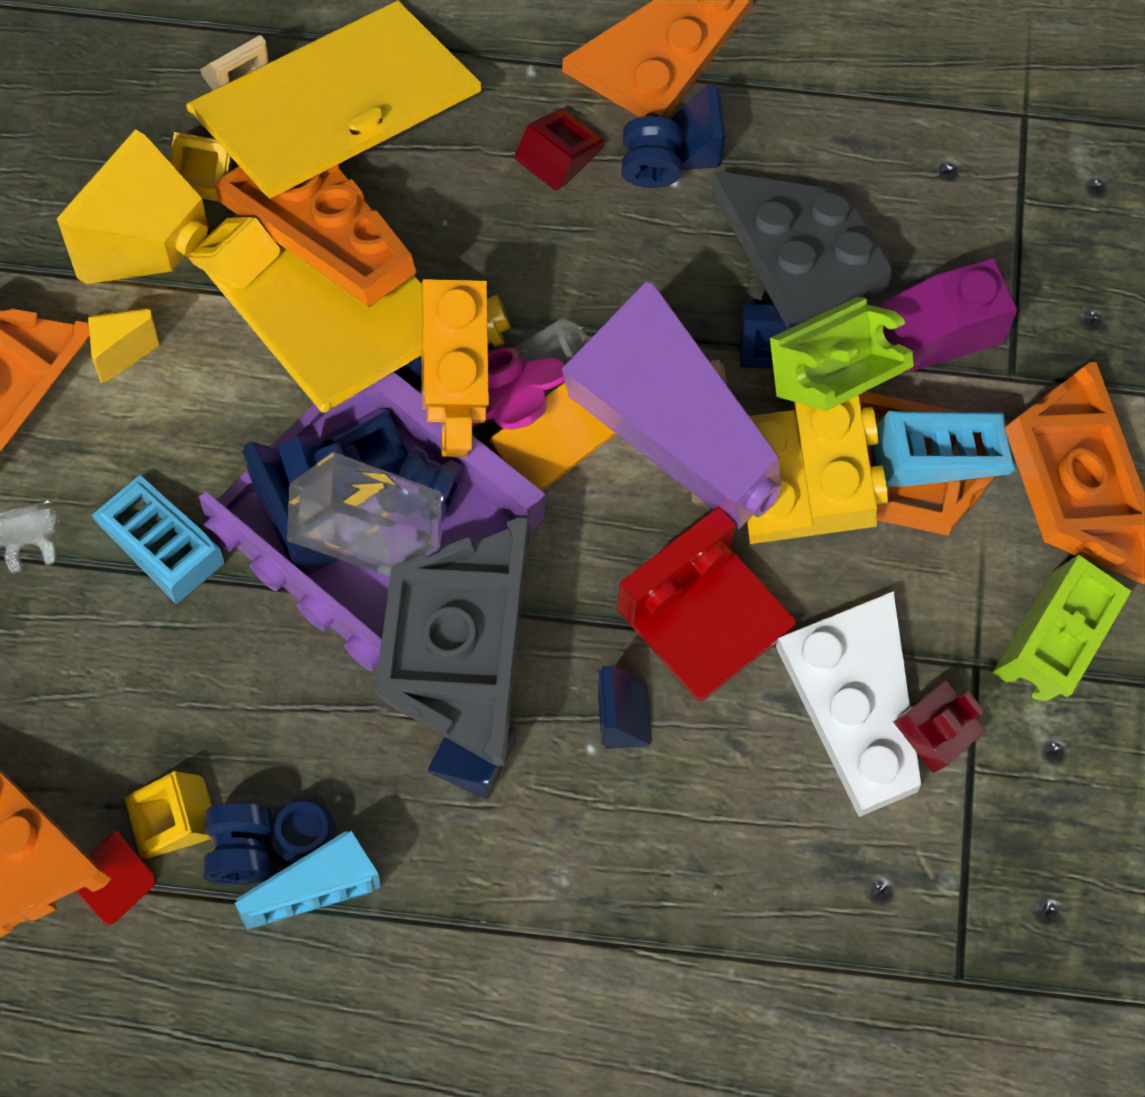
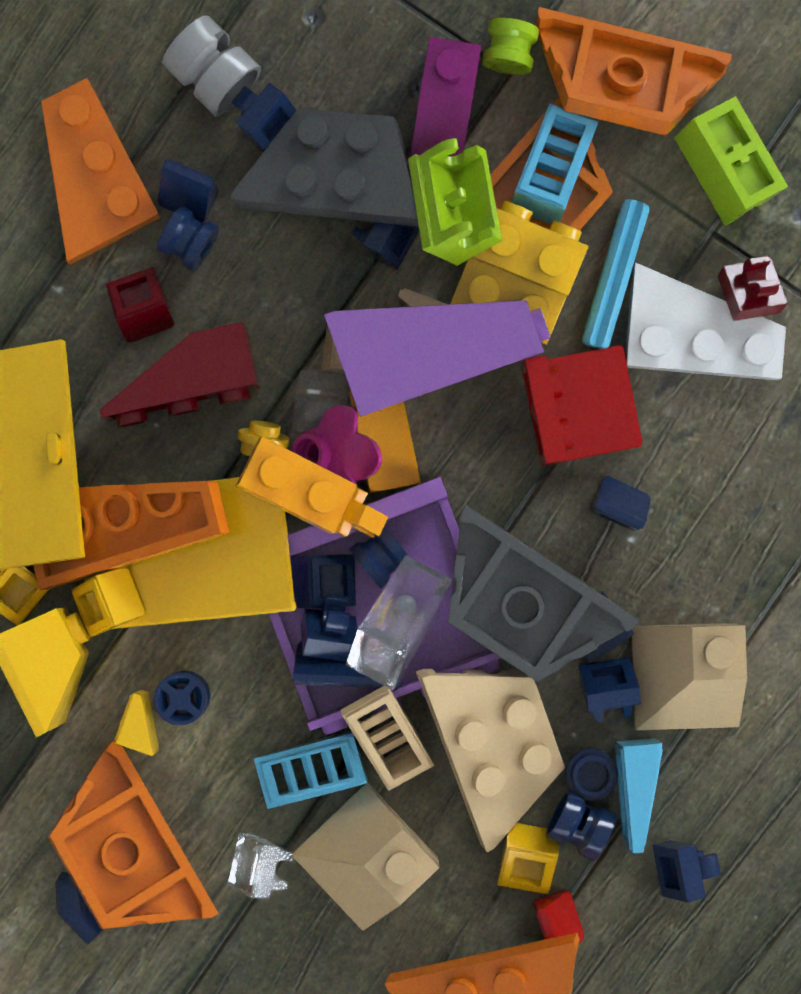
camera: 60 degrees left, 20 degrees up
(88, 642) = (367, 858): none -> tan slope
(162, 358) = (175, 704): none -> dark blue wheel
(196, 606) = (401, 764): none -> tan slope
(242, 984) = (683, 870): none -> dark blue tile
(283, 699) = (494, 743): none -> tan wing
(412, 794) = (609, 686): none -> dark blue tile
(471, 882) = (689, 675): none -> tan slope
(523, 221) = (197, 369): none -> dark red slope
(818, 158) = (262, 114): none -> dark blue tile
(836, 89) = (205, 59): none -> light grey wheel
(868, 580) = (615, 274): none -> medium azure axle
(1037, 354) = (510, 46): none -> lime wheel

